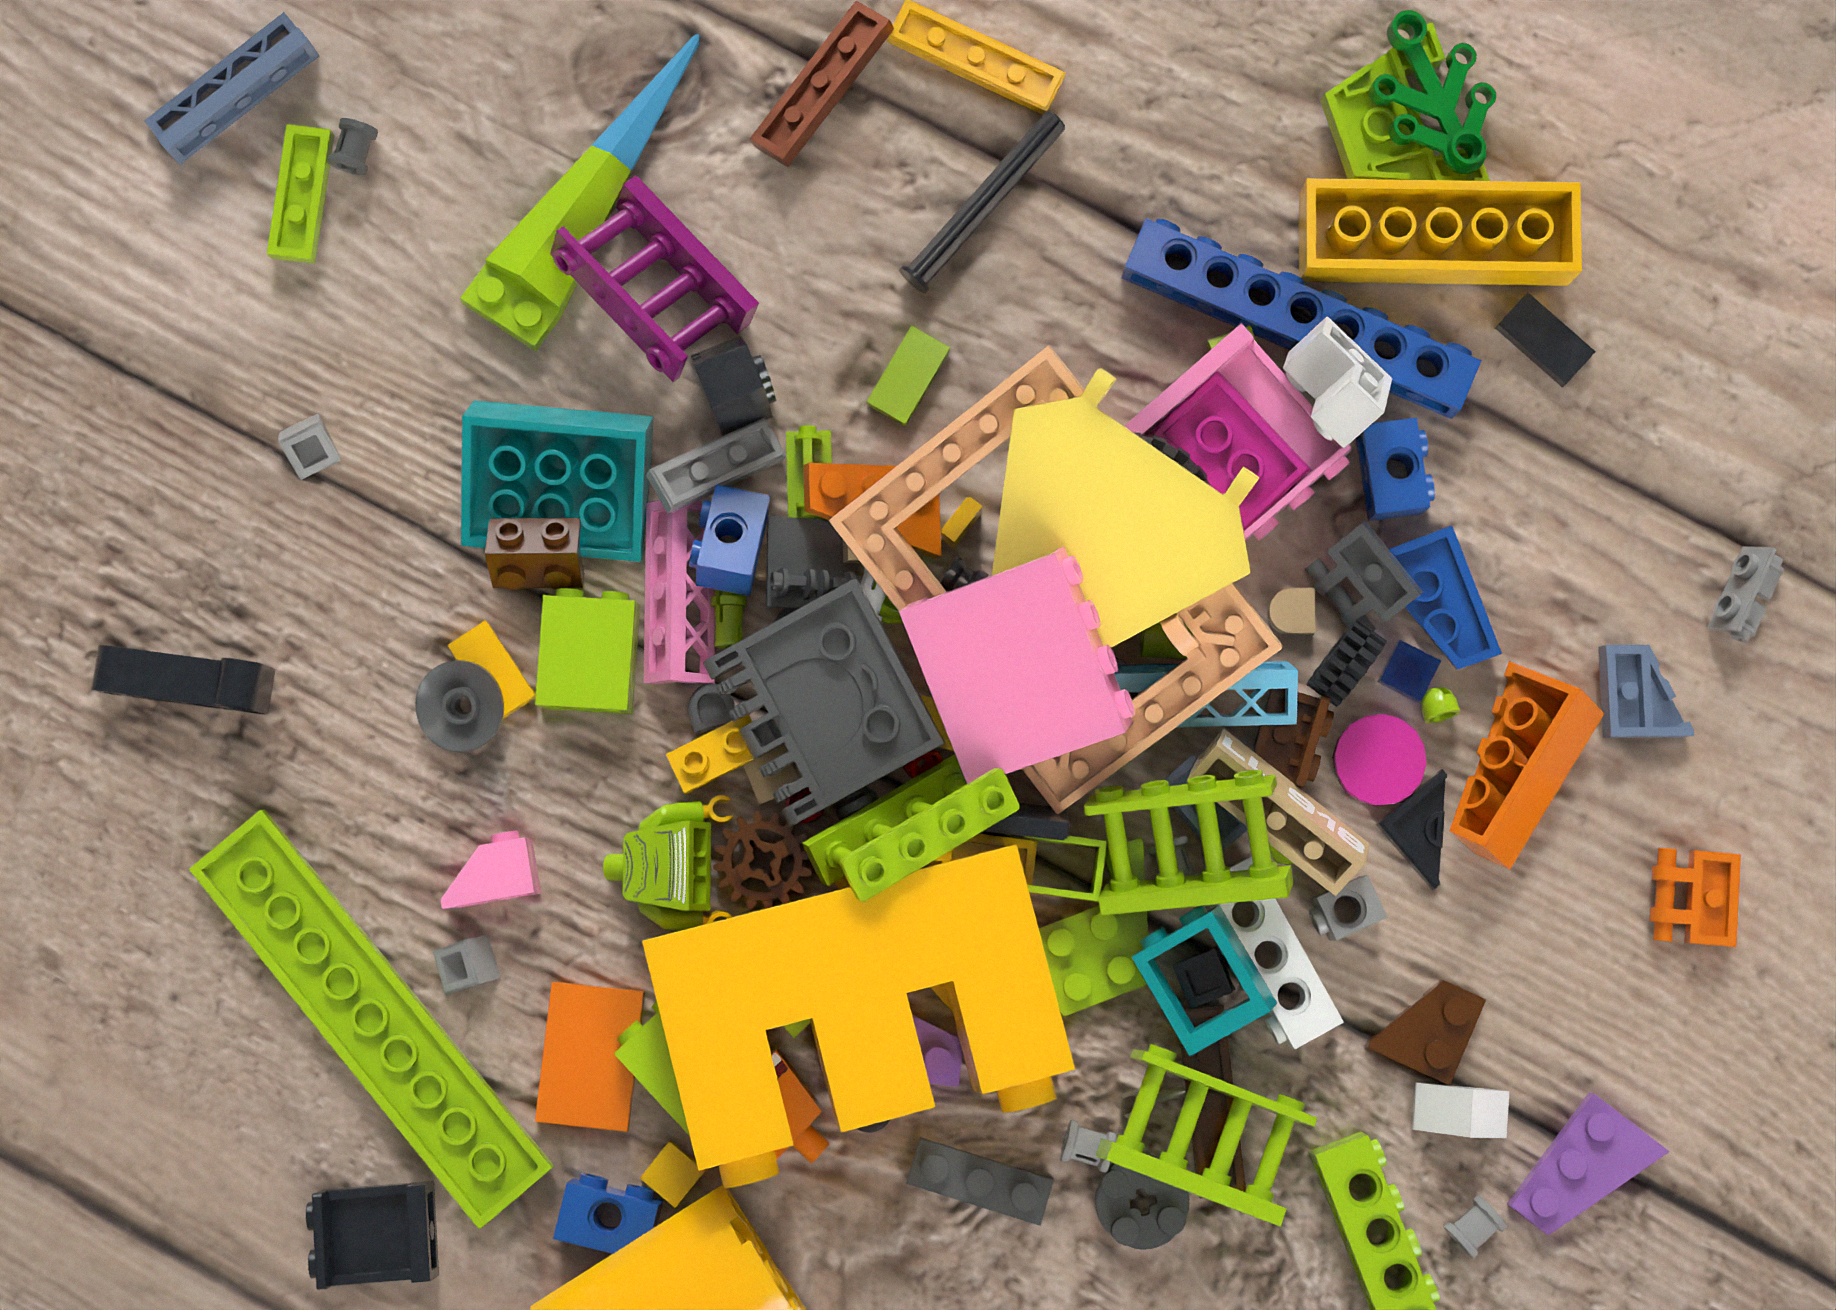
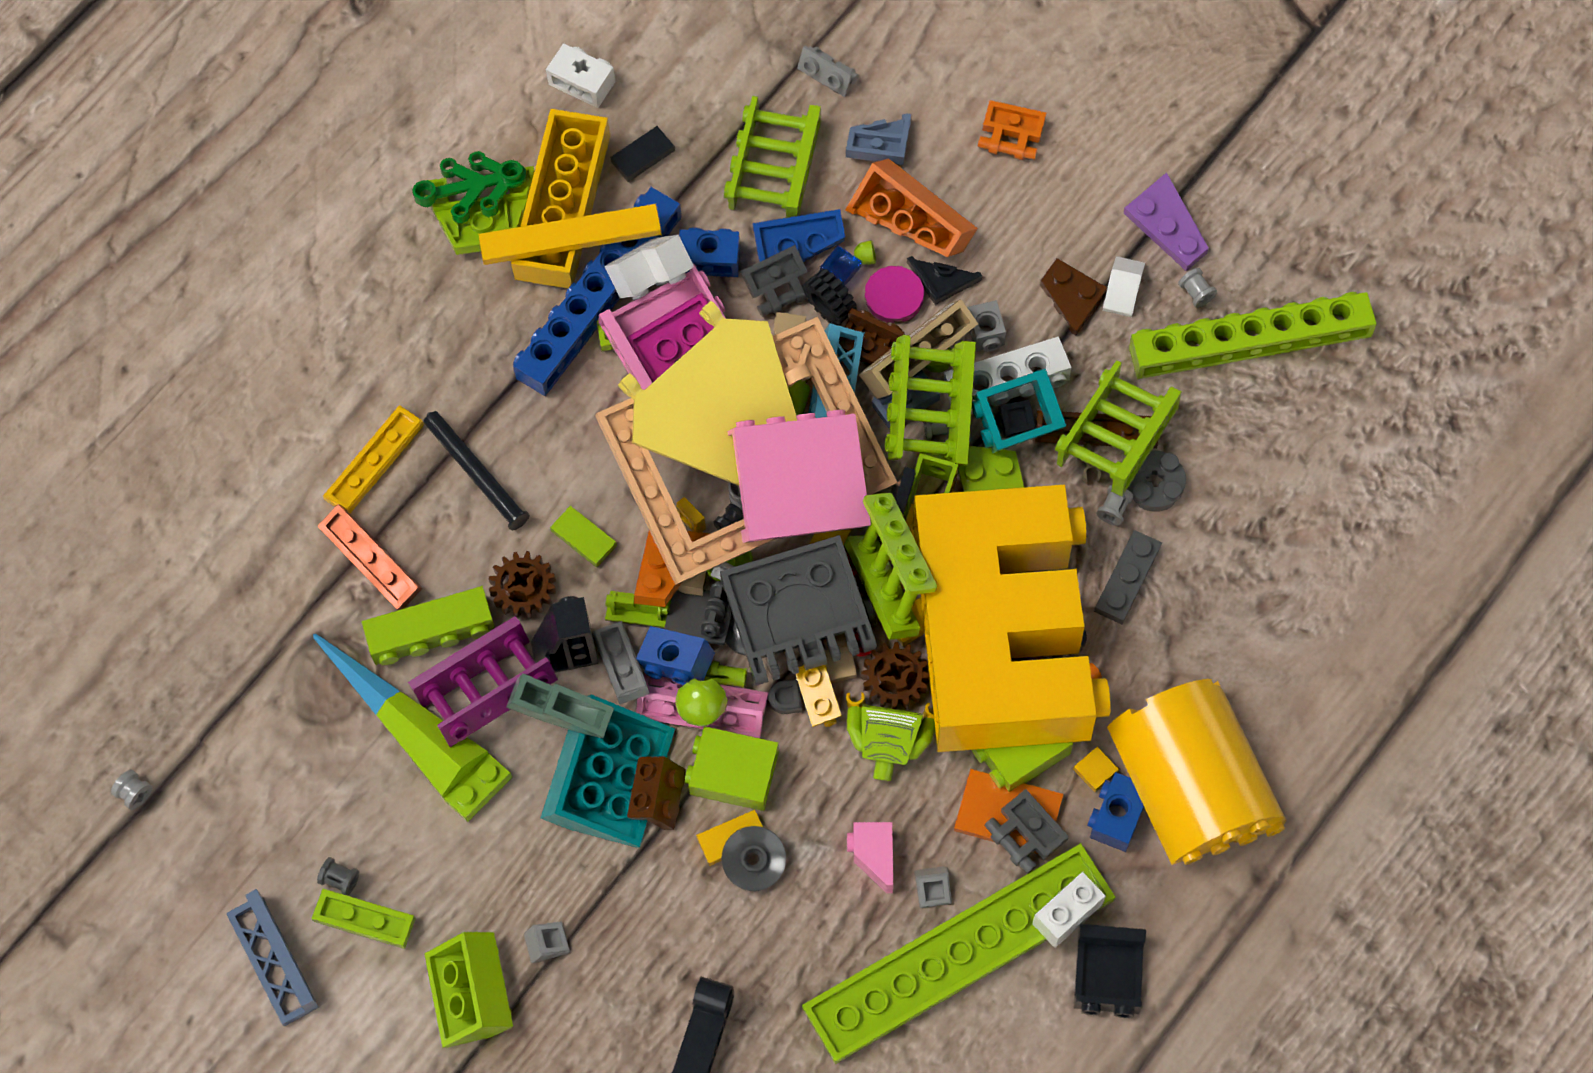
camera: 80 degrees left, 15 degrees down
(221, 356) = (468, 988): none -> lime slope
(437, 1166) = (1068, 909): none -> white brick
(564, 1097) = (1033, 824): none -> dark grey plate
(611, 390) = (559, 706): none -> sand green slope
(661, 589) = (701, 702): none -> lime hair
(732, 188) = (428, 626): none -> lime brick
(802, 318) = (528, 572): none -> reddish brown gear
(1368, 254) = (569, 234): none -> yellow tile
(1596, 577) = (796, 175): none -> lime fence
(1643, 238) = (580, 75): none -> white brick

